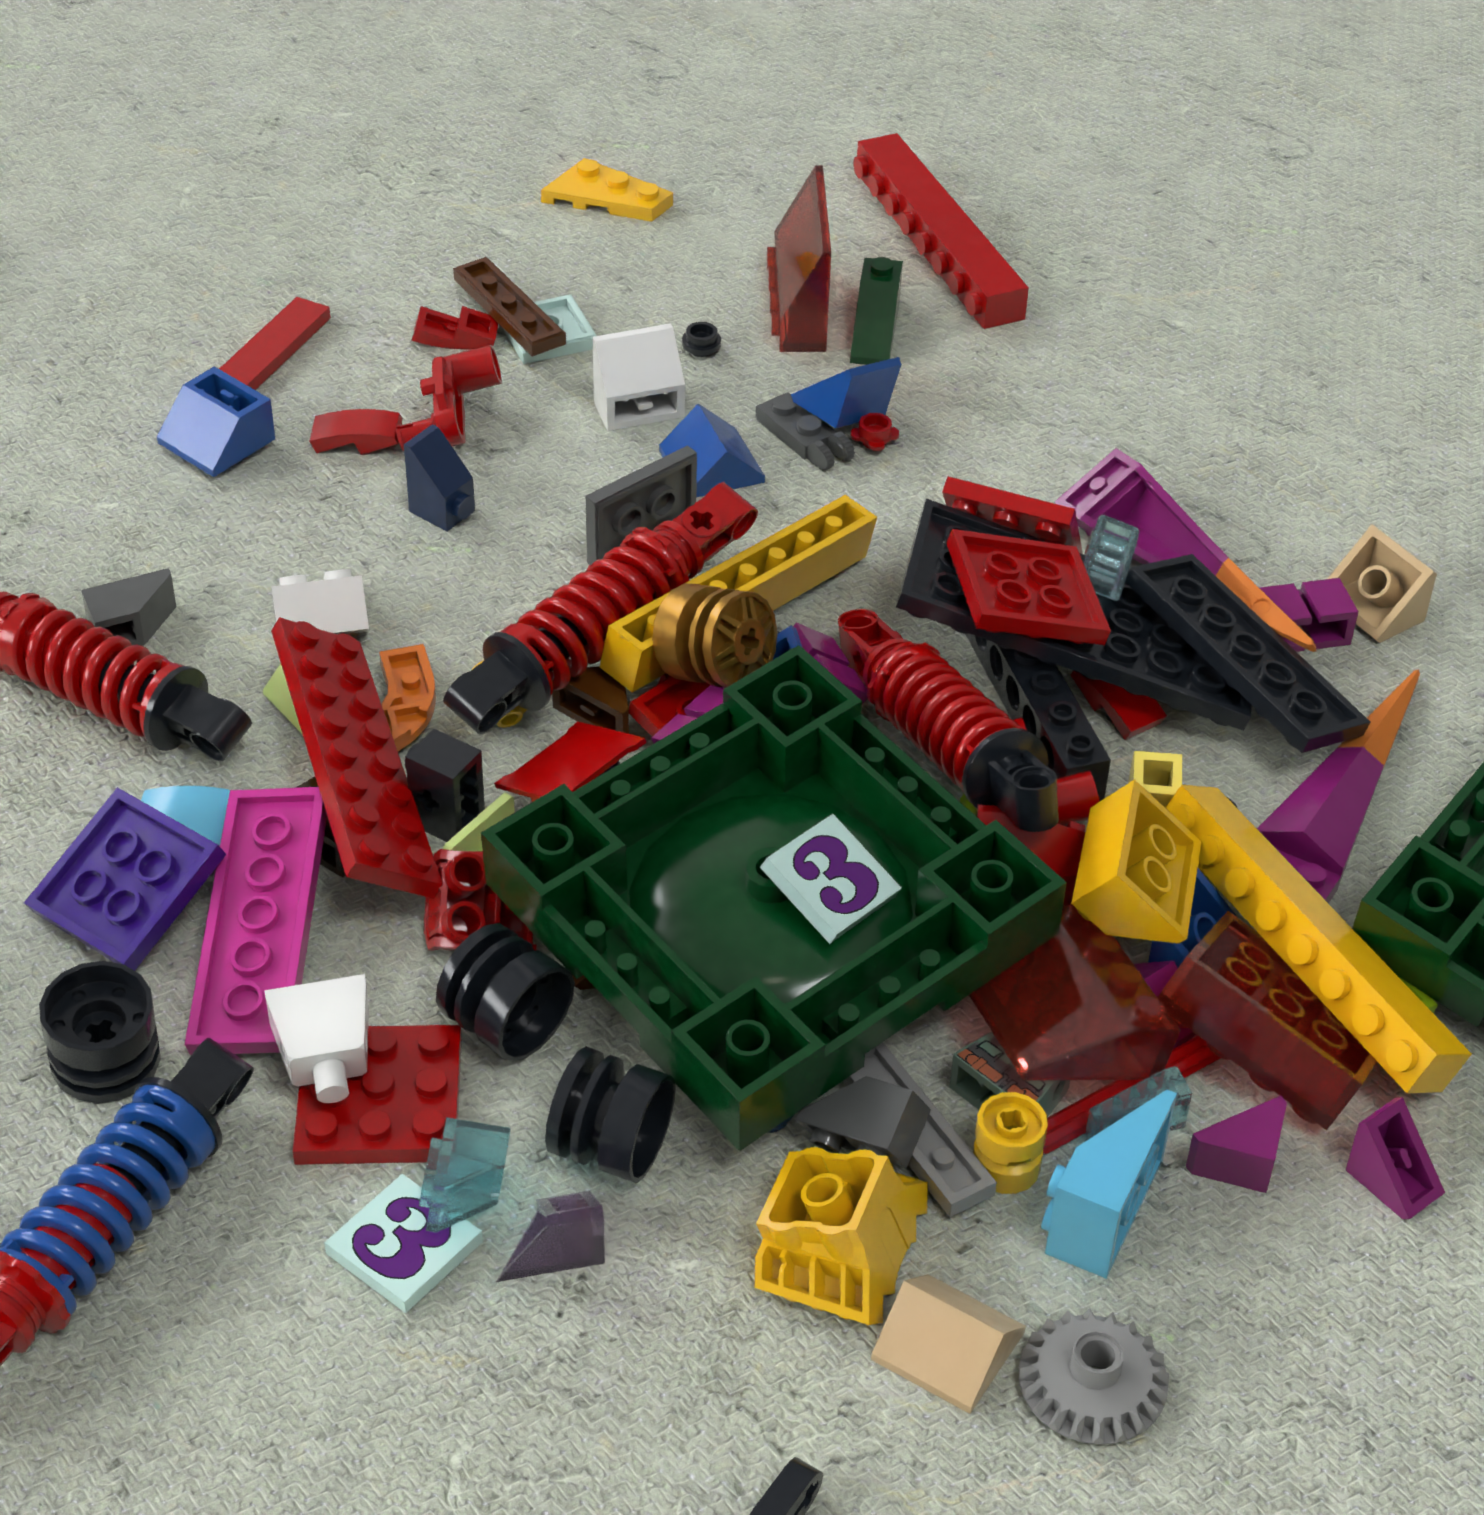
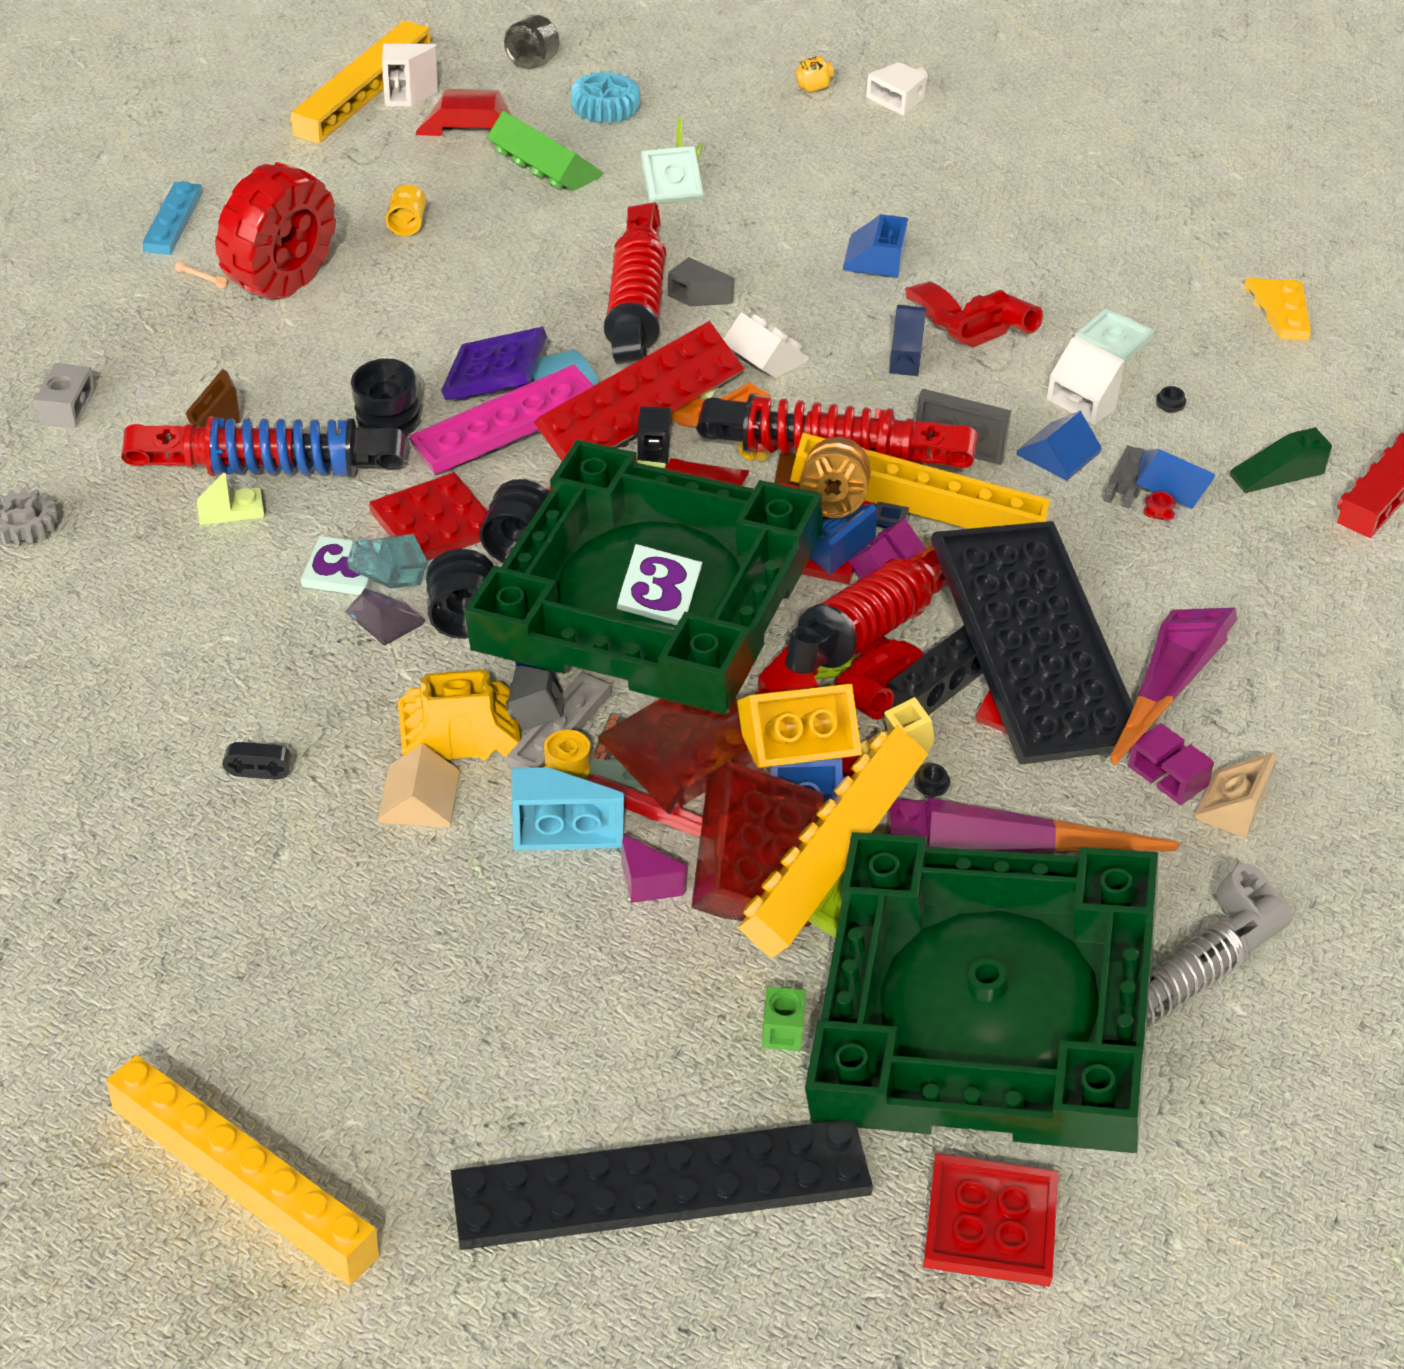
camera: 60 degrees right, 0 degrees up
(149, 1332) = (222, 505): none -> yellowish green slope
(276, 342) = (976, 241): red tile -> none
(322, 1033) = (436, 468): white torso -> none
(468, 331) = (1068, 300): red slope -> none
(509, 306) = (1108, 308): reddish brown tile -> none
(801, 270) = (1273, 406): clear red slope -> none
(1022, 513) = (1097, 583): red plate -> none
(1027, 587) = (1005, 590): red plate -> none
(1086, 1401) = (432, 862): light grey gear -> none
(1110, 553) = (1114, 621): clear light blue slope -> none
(1135, 1096) = (648, 819): clear light blue slope -> none
(1247, 653) = (1080, 733): black plate -> none
(1393, 1161) = (686, 943): magenta slope -> none

